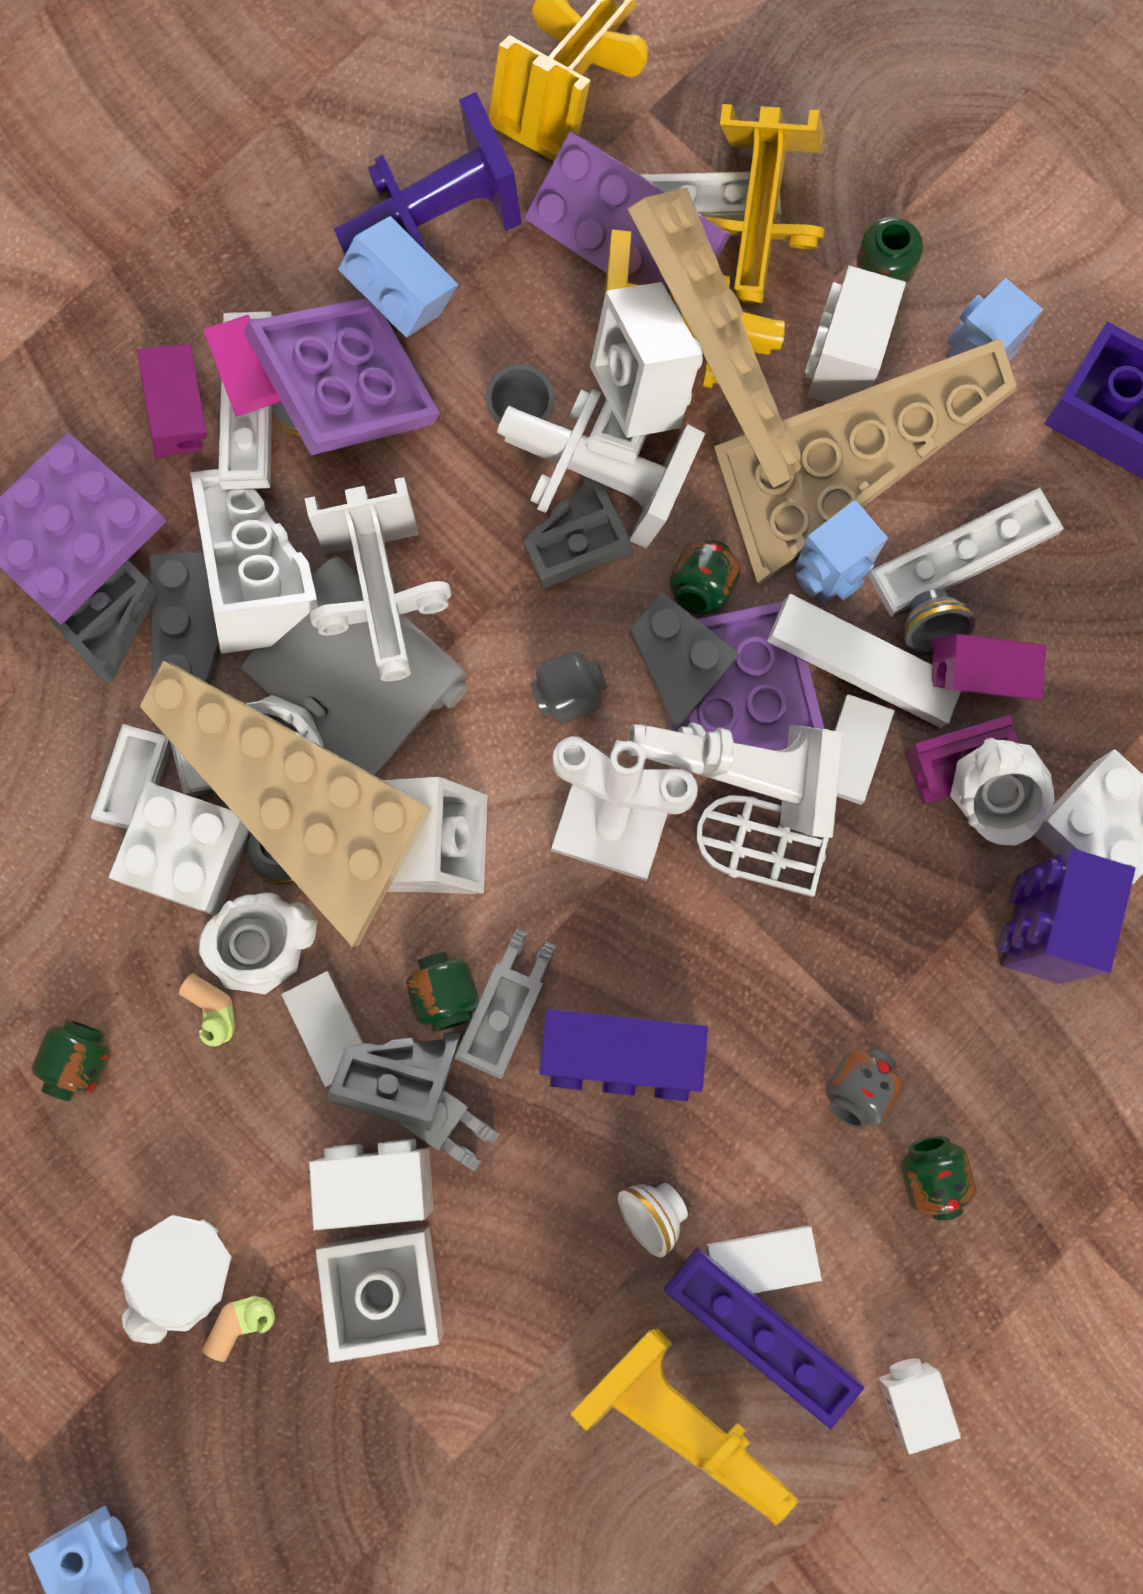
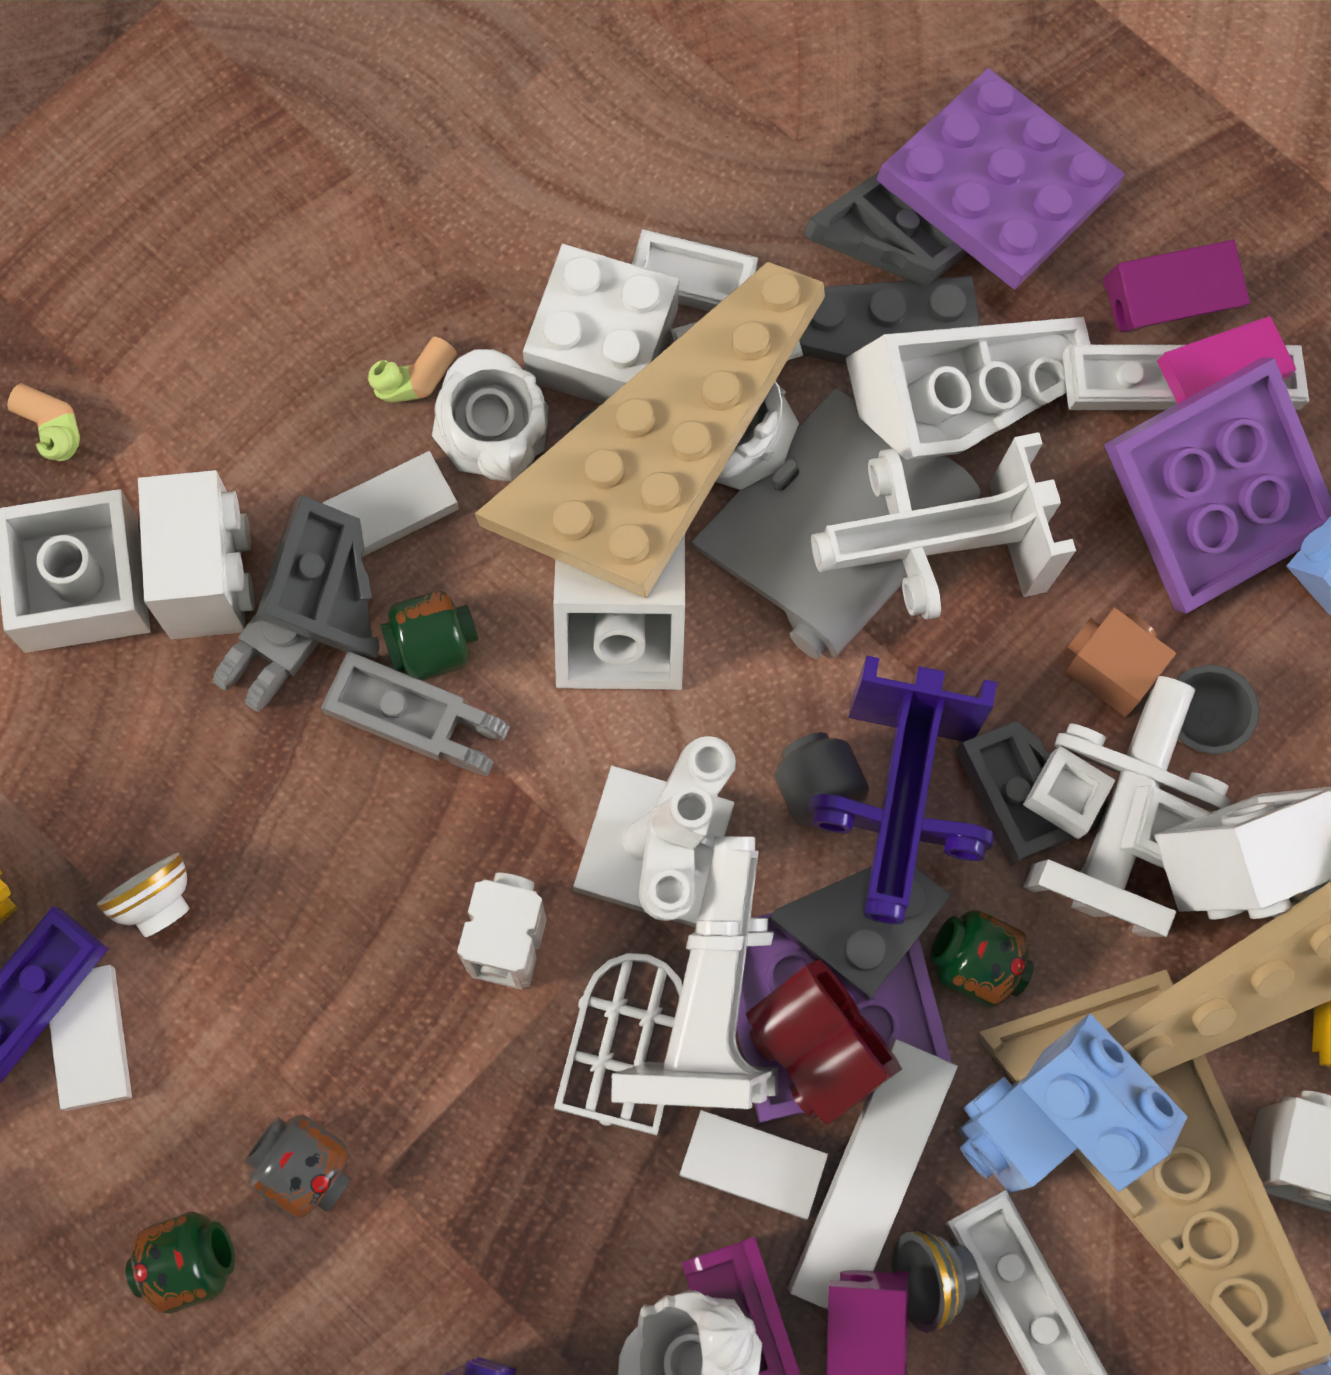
camera: 85 degrees right, 5 degrees down
(71, 1060) = (354, 224): dark green head -> none
(172, 1278) = (102, 343): white piece -> none
(476, 463) = (1118, 659): none -> nougat brick
(529, 608) = (919, 715): none -> dark purple piece
(584, 503) = (1069, 792): none -> white plate
(623, 1053) = (343, 846): dark purple brick -> none
(690, 926) = (503, 931): none -> white brick
(776, 688) = (821, 1043): none -> dark red brick
(828, 483) = (1105, 1102): none -> light blue brick

